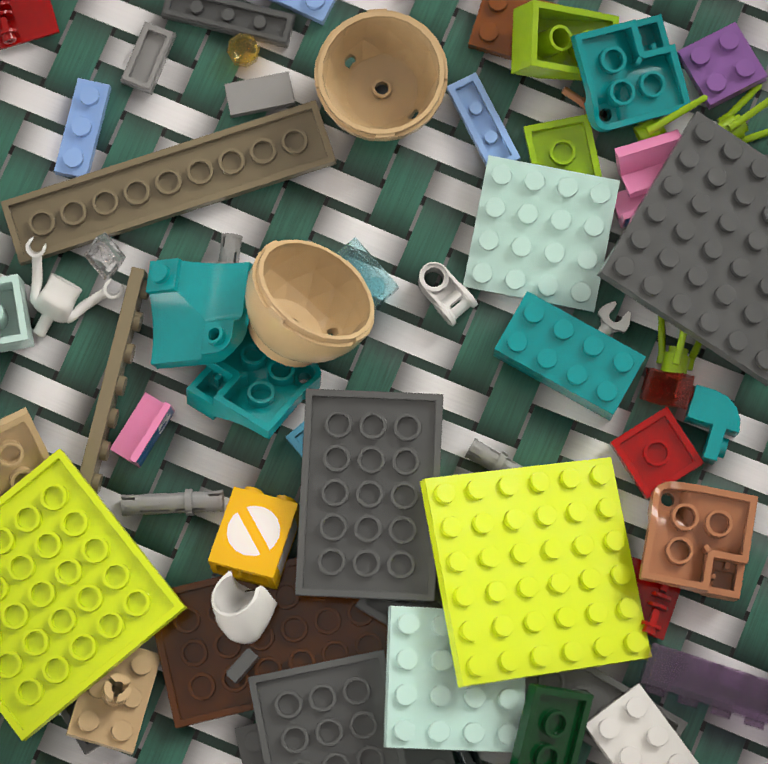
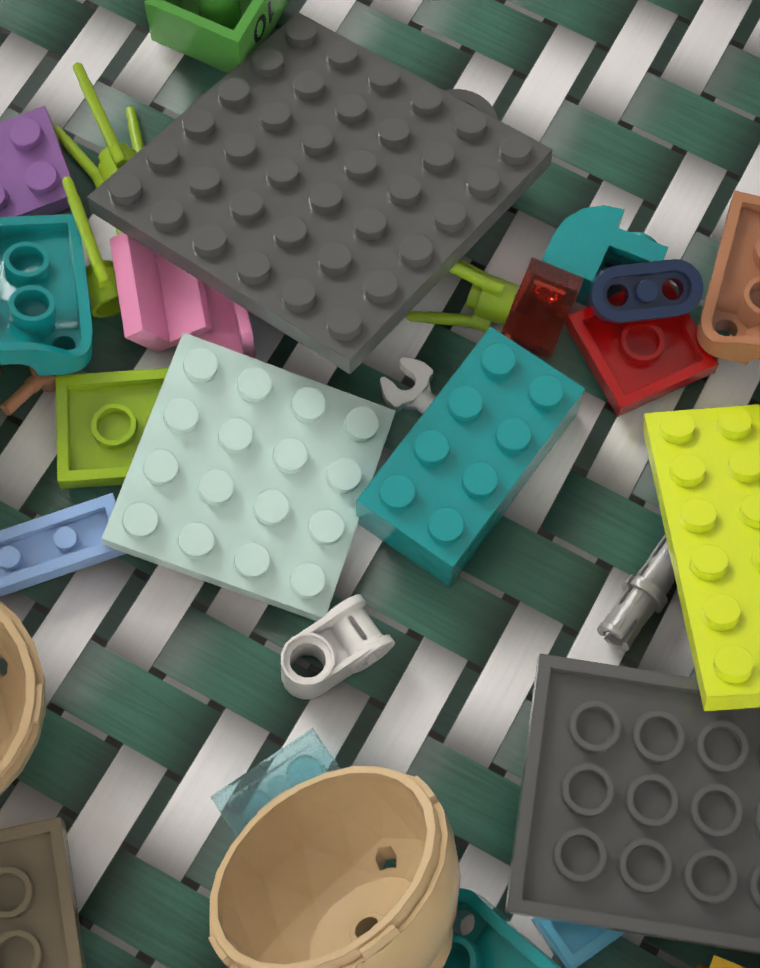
camera: 90 degrees left, 10 degrees down
(682, 448) = (643, 291): none -> dark blue plate

